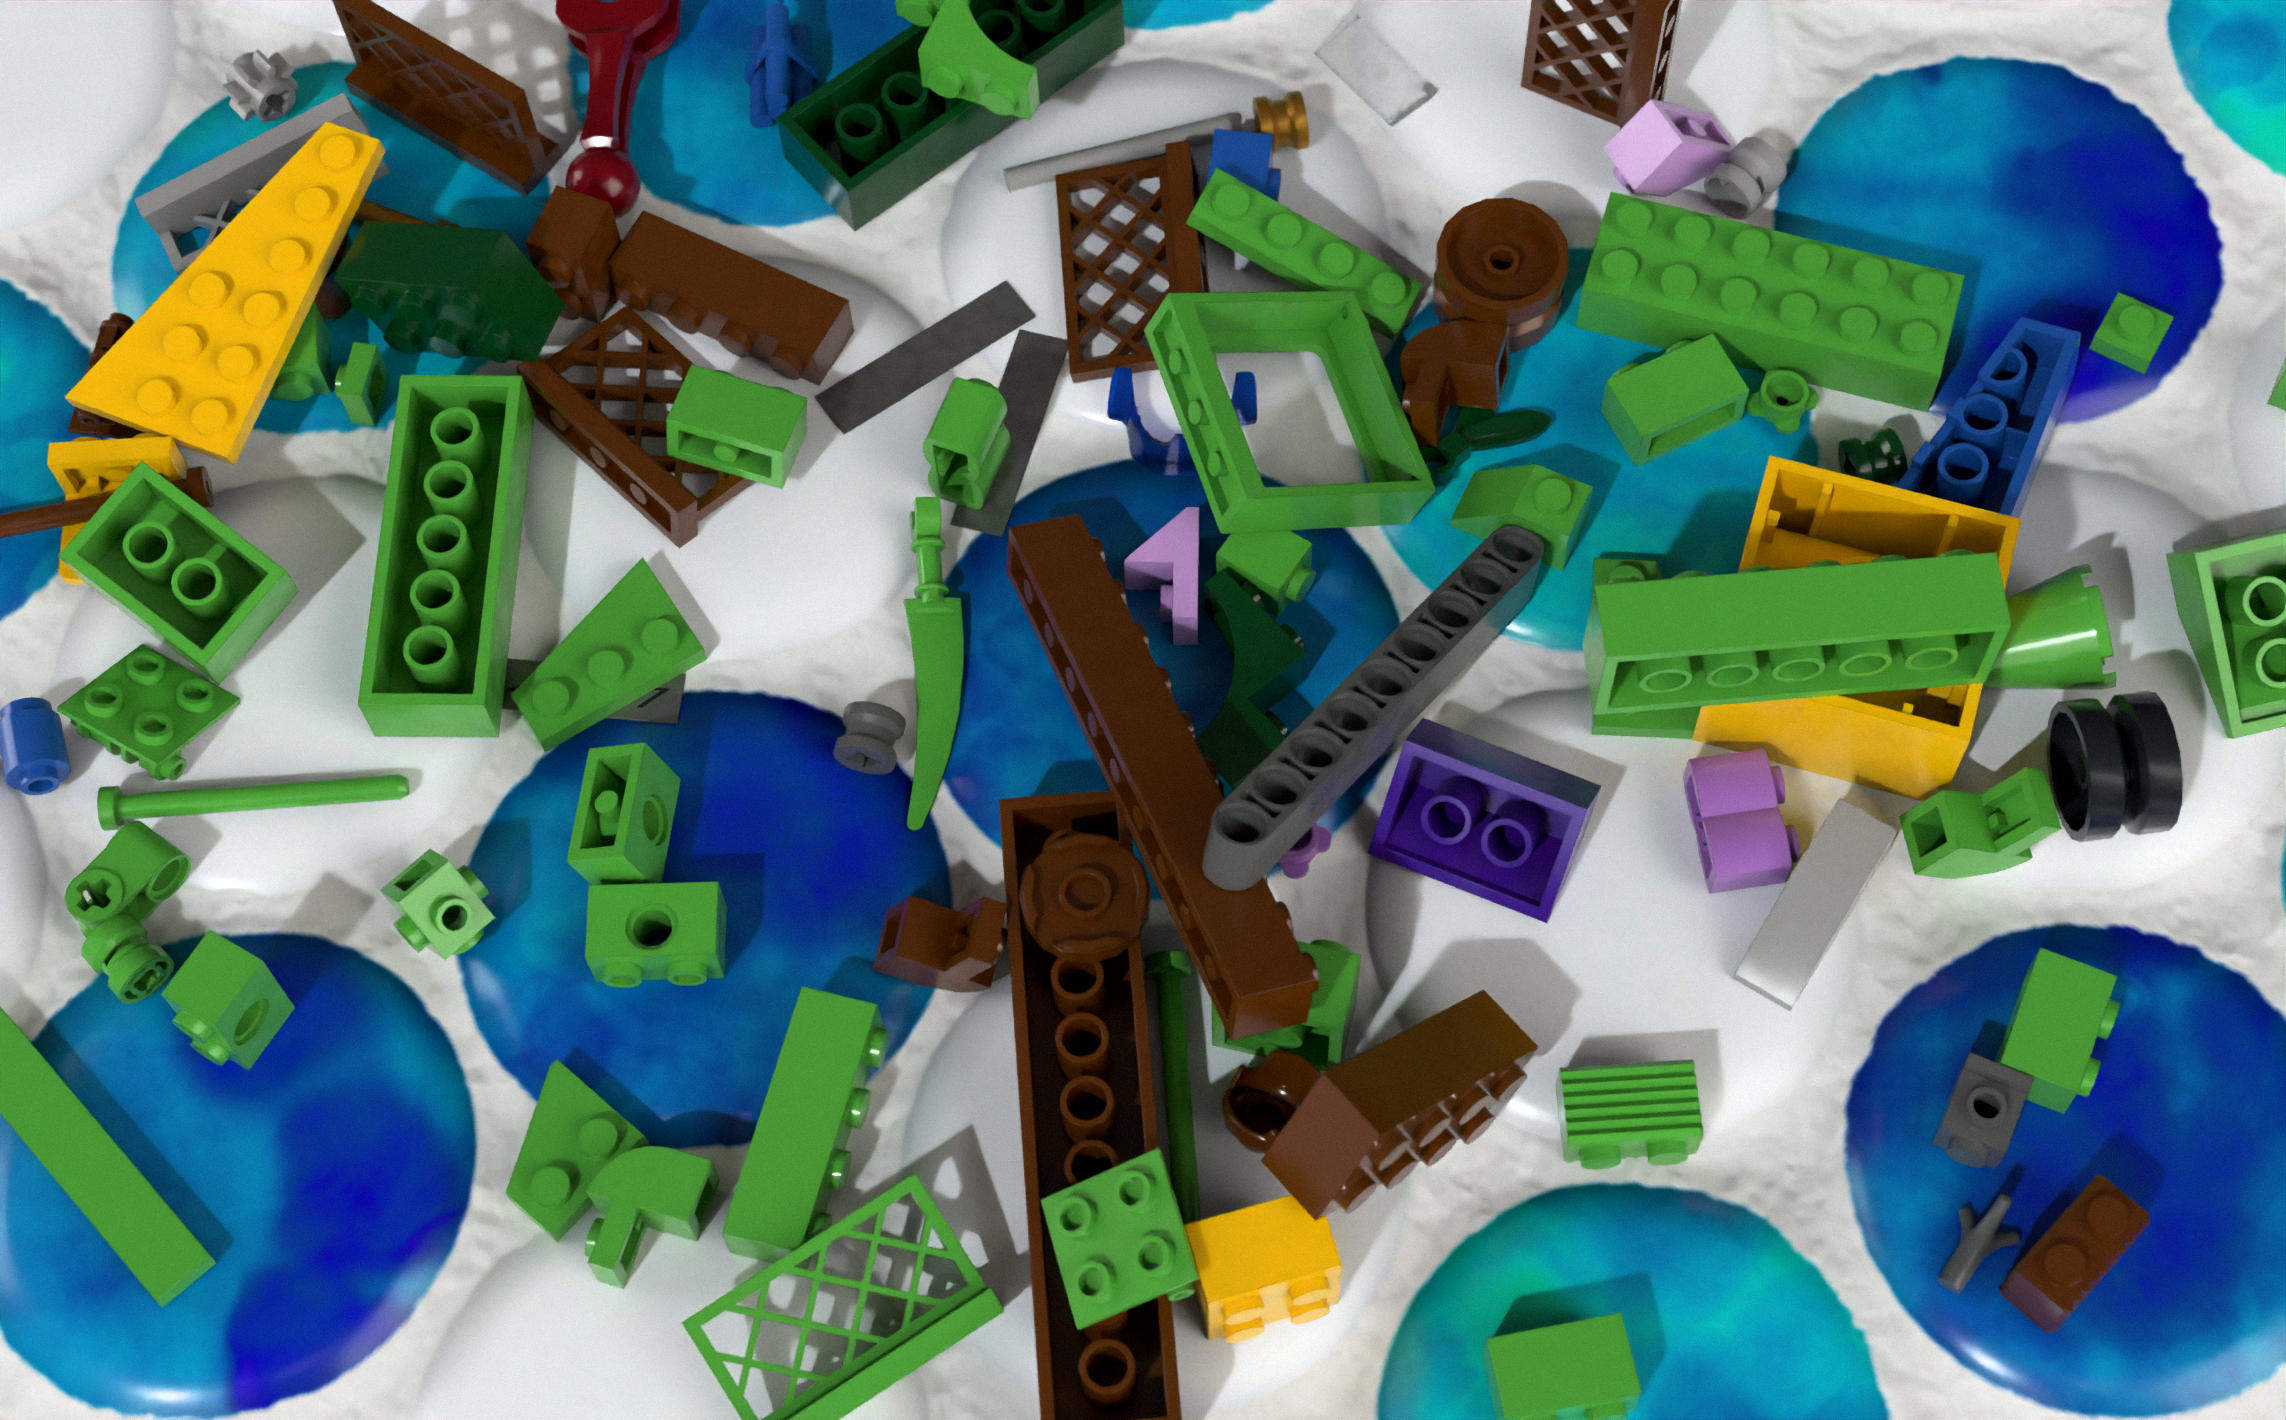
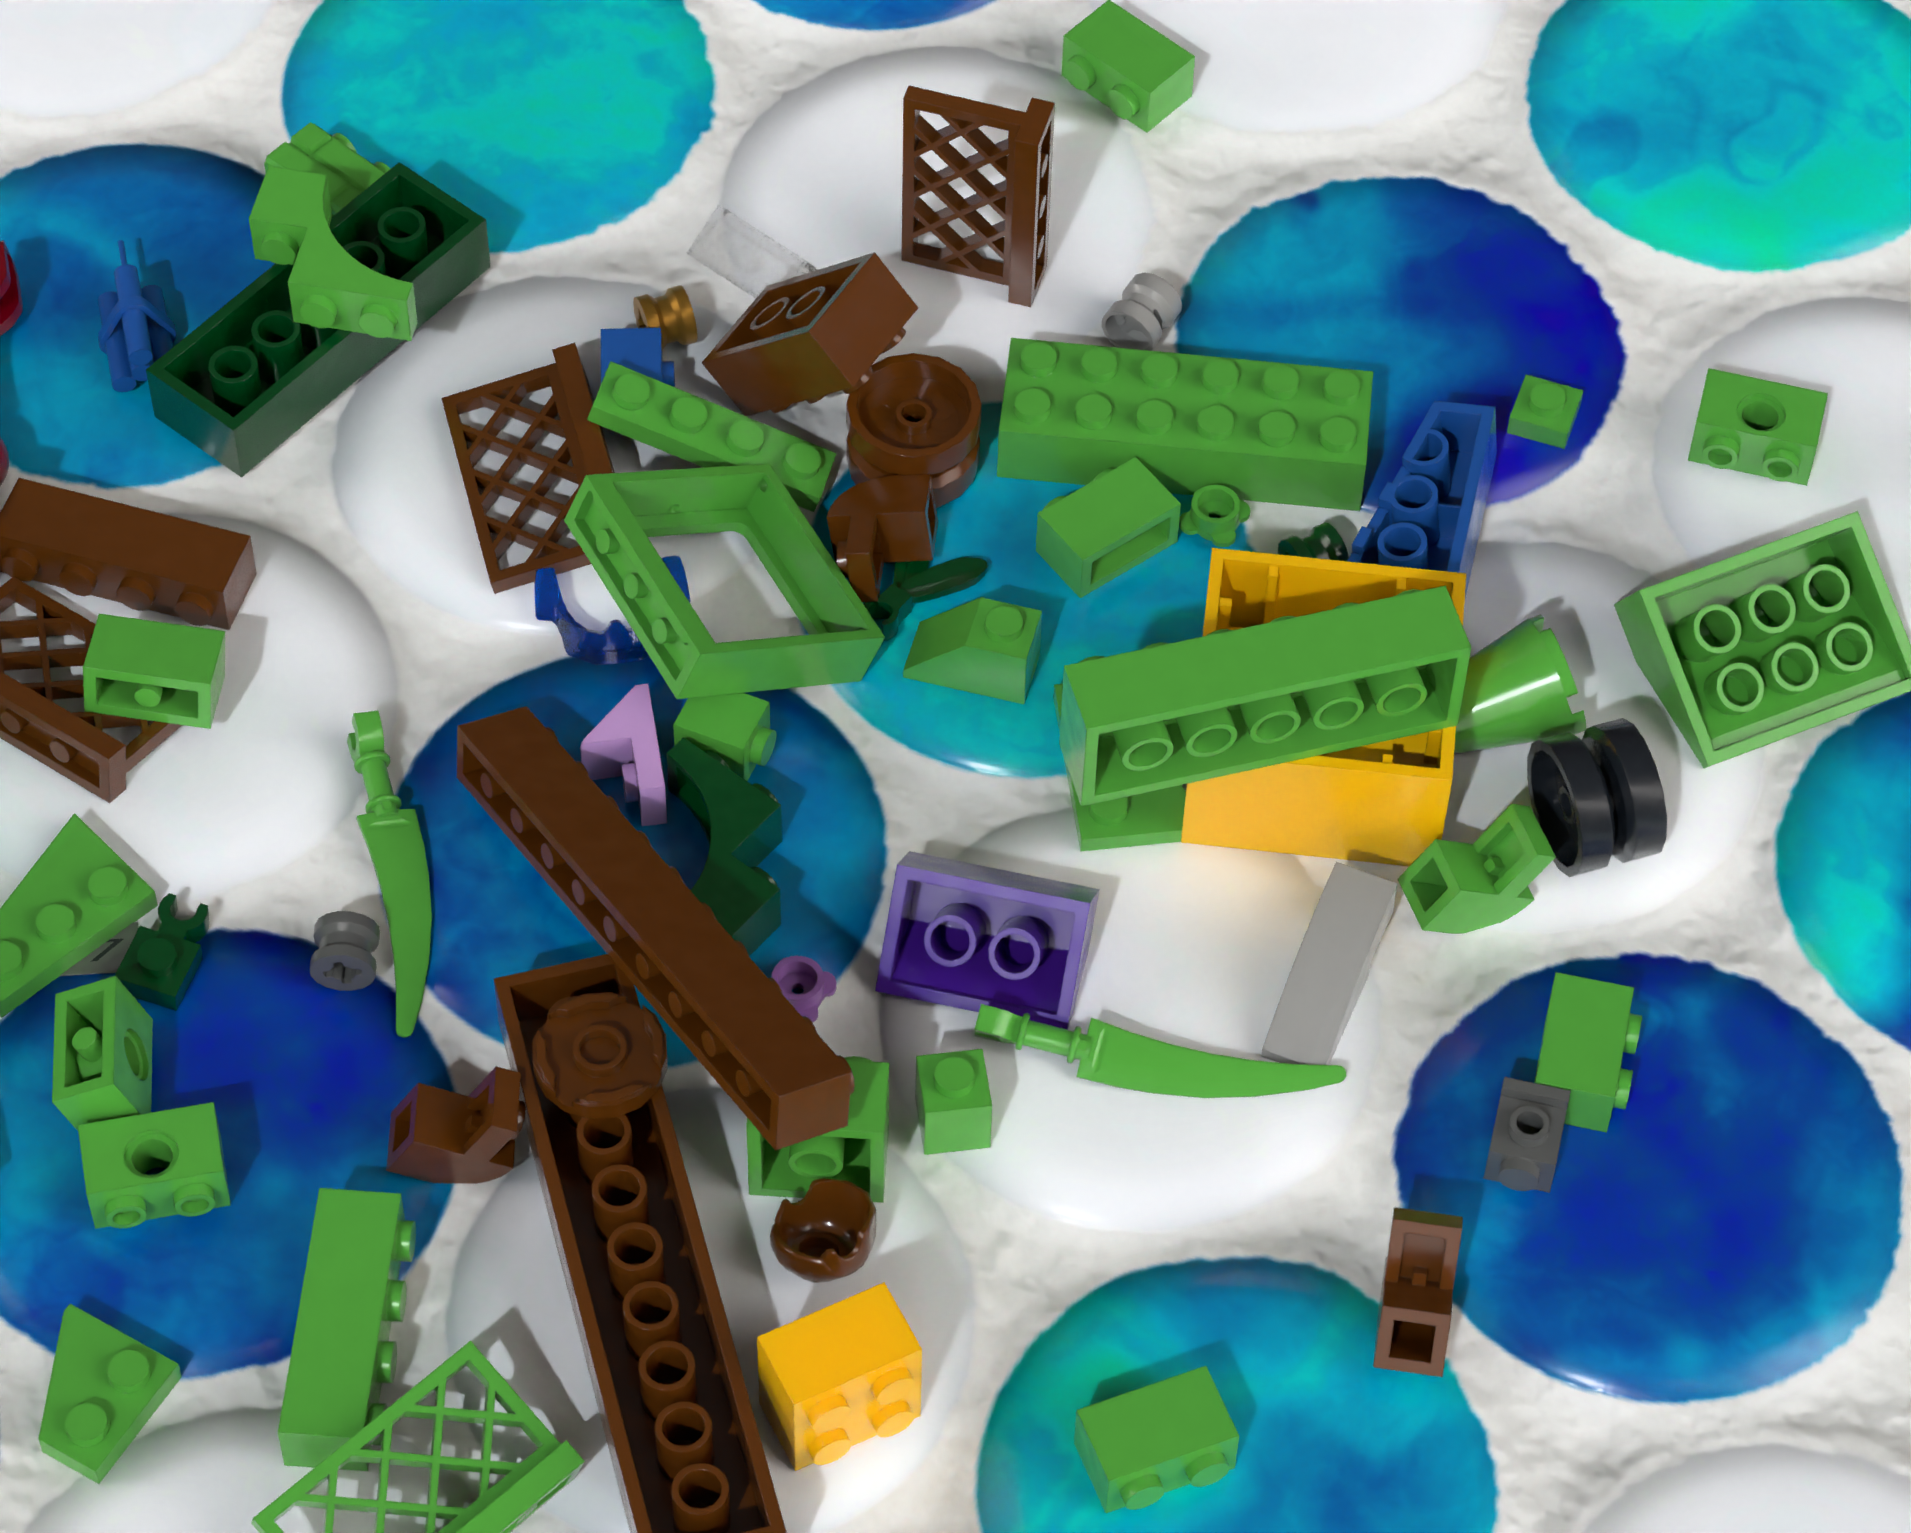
camera: 15 degrees left, 10 degrees down
(644, 1190) = (190, 1412): bright green brick -> none
(701, 719) = (165, 961): none -> dark green plate
(924, 357) = (335, 589): flat silver sticker -> none
(967, 442) = (399, 654): bright green brick -> none
(1027, 392) = (437, 649): flat silver sticker -> none
(1113, 153) = (537, 356): light grey bar -> none
(1120, 1240) = (695, 1363): bright green hinge -> none
(1168, 969) = (692, 1127): bright green bar -> none
(1370, 709) = (858, 834): dark grey beam -> none
(1400, 1106) = (953, 1194): reddish brown brick -> none
(1415, 166) = (811, 336): none -> reddish brown brick
(1420, 982) = (953, 1101): none -> bright green brick
(1624, 975) = (1152, 1066): none -> bright green sword
(1629, 1113) = (1180, 1188): bright green brick -> none
(1667, 148) = (1058, 296): lavender slope -> none
(1739, 820) = (1241, 905): medium lavender brick -> none
(1844, 1268) = (1417, 1292): none -> reddish brown brick
(1976, 1244) = (1543, 1260): dark grey bar -> none
(2075, 1254) = (1638, 1250): reddish brown brick -> none

